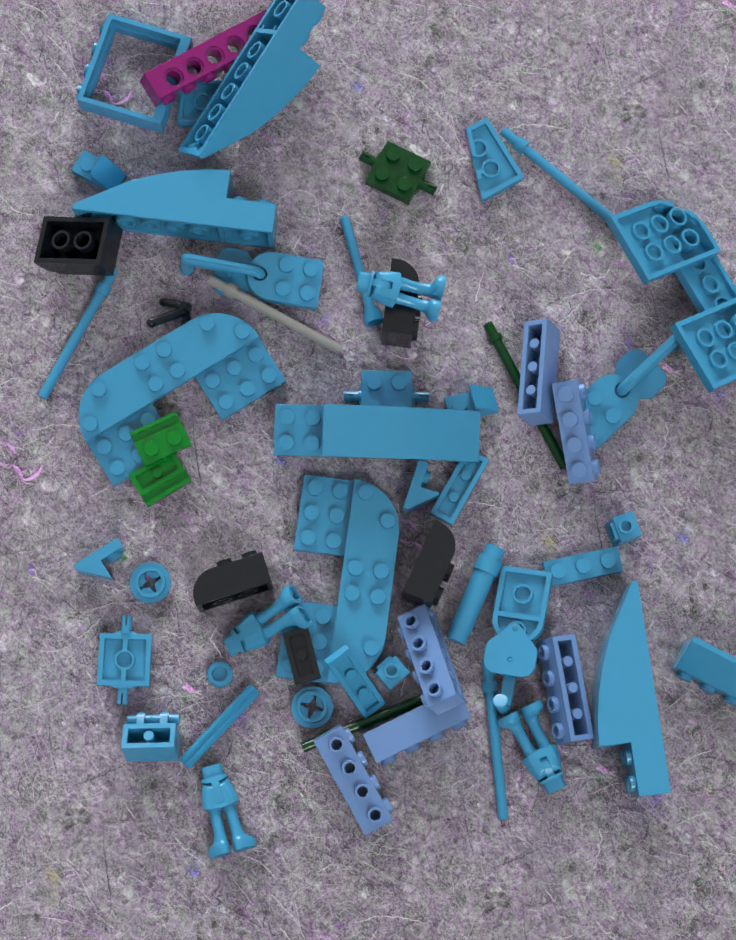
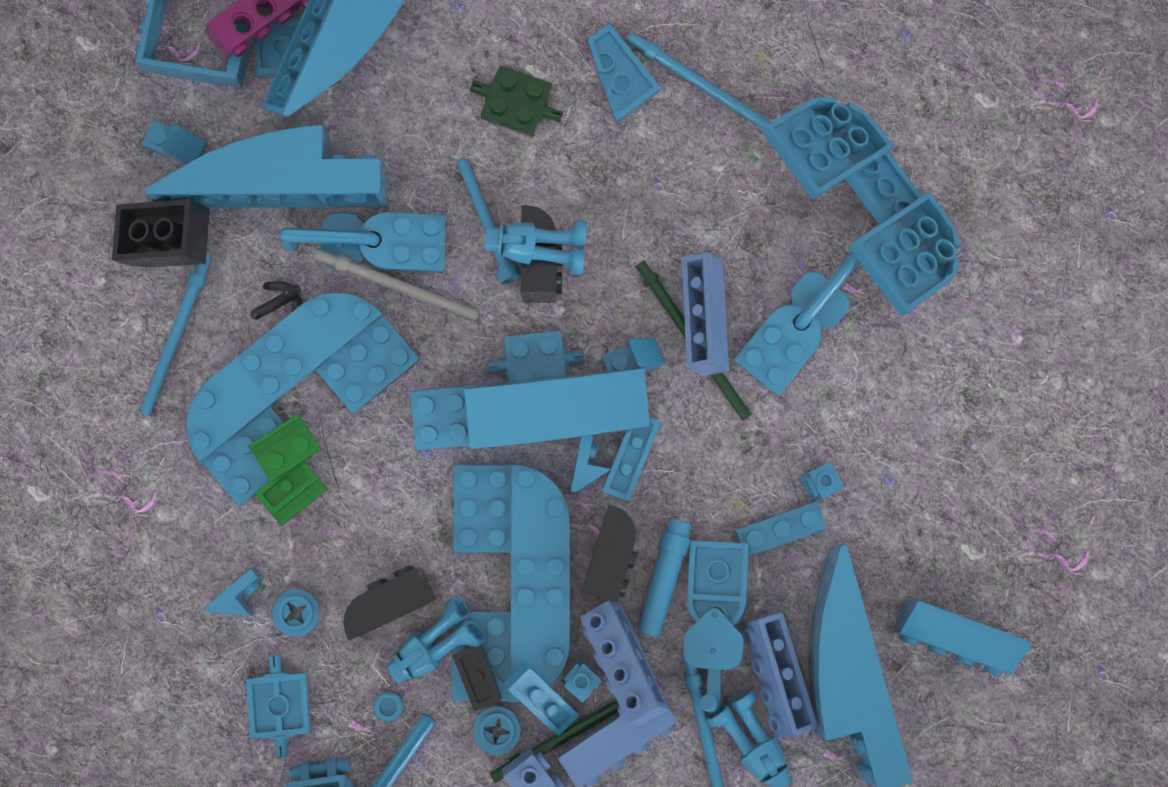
camera: 10 degrees left, 5 degrees up
(575, 431) = (755, 378): medium blue brick -> none

